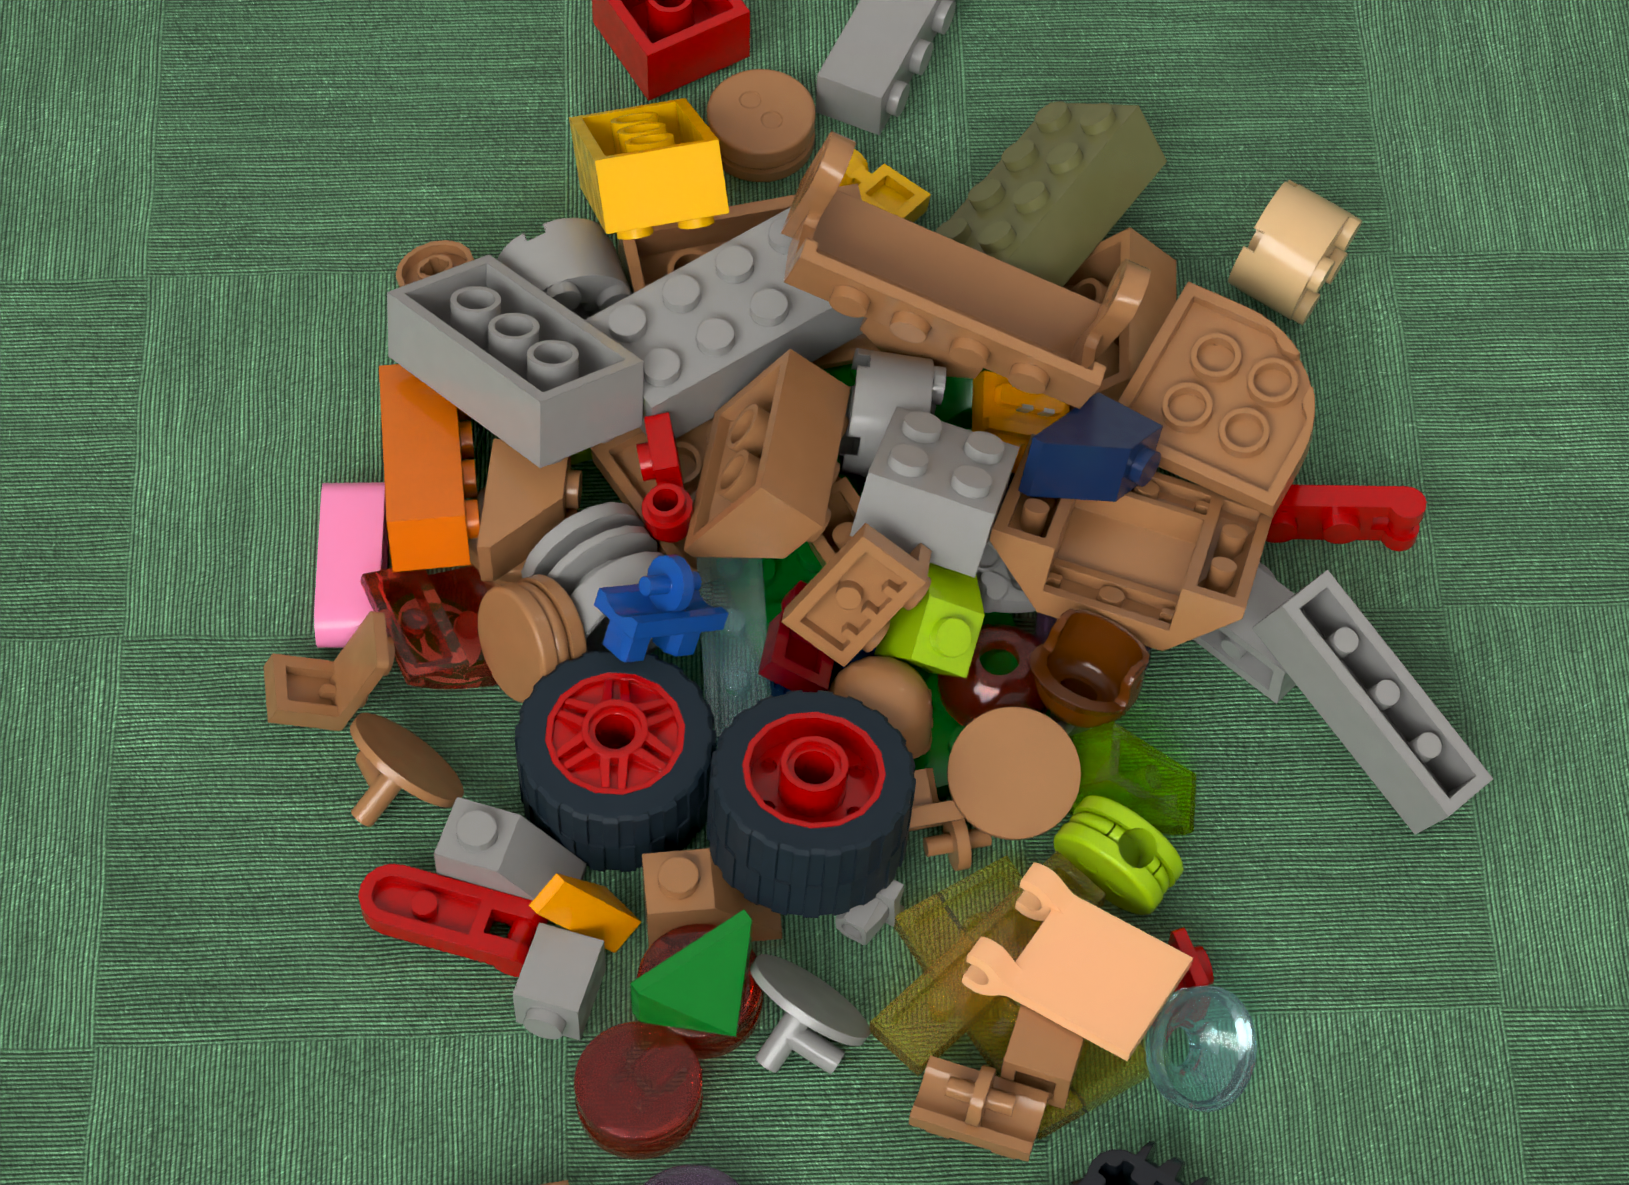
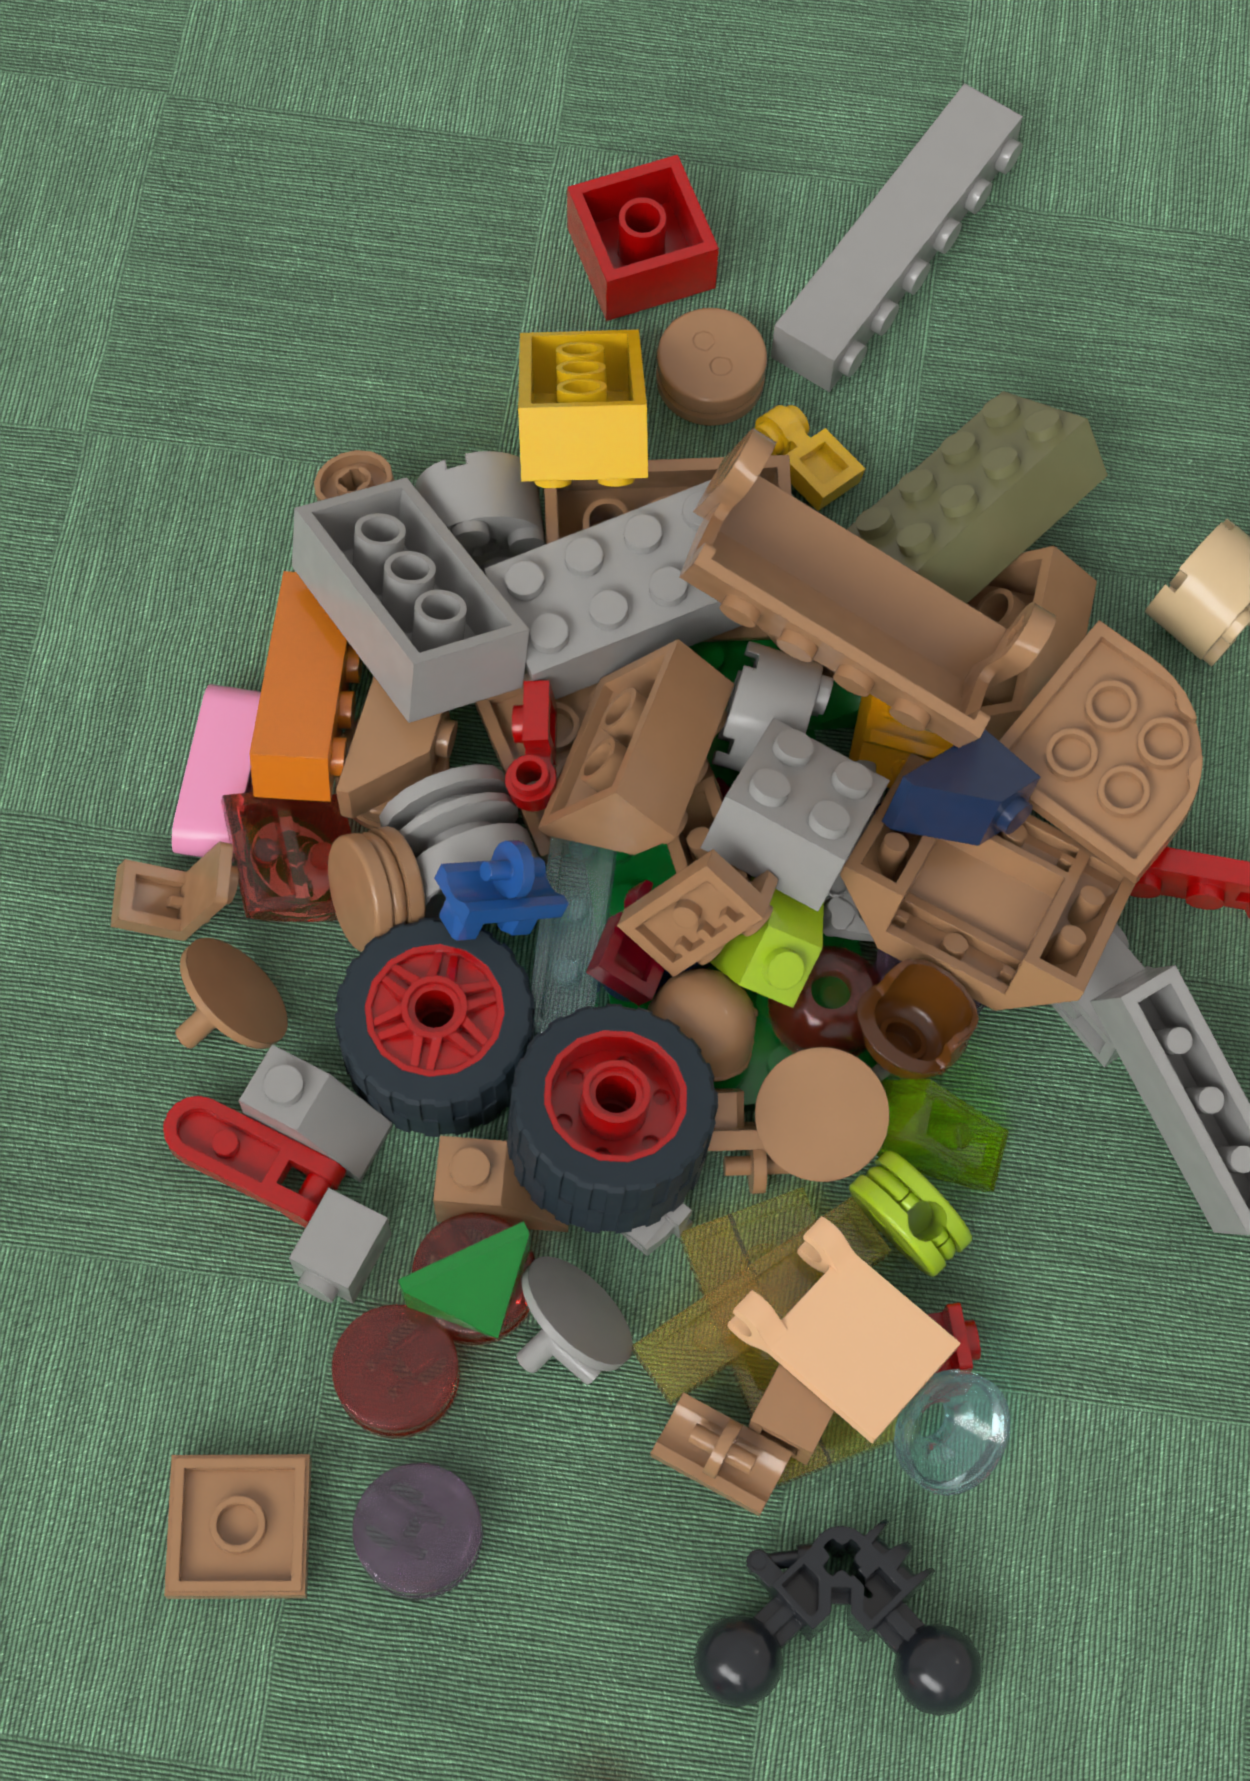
camera: 10 degrees right, 10 degrees up
(586, 910) = (378, 1180): light orange piece -> none

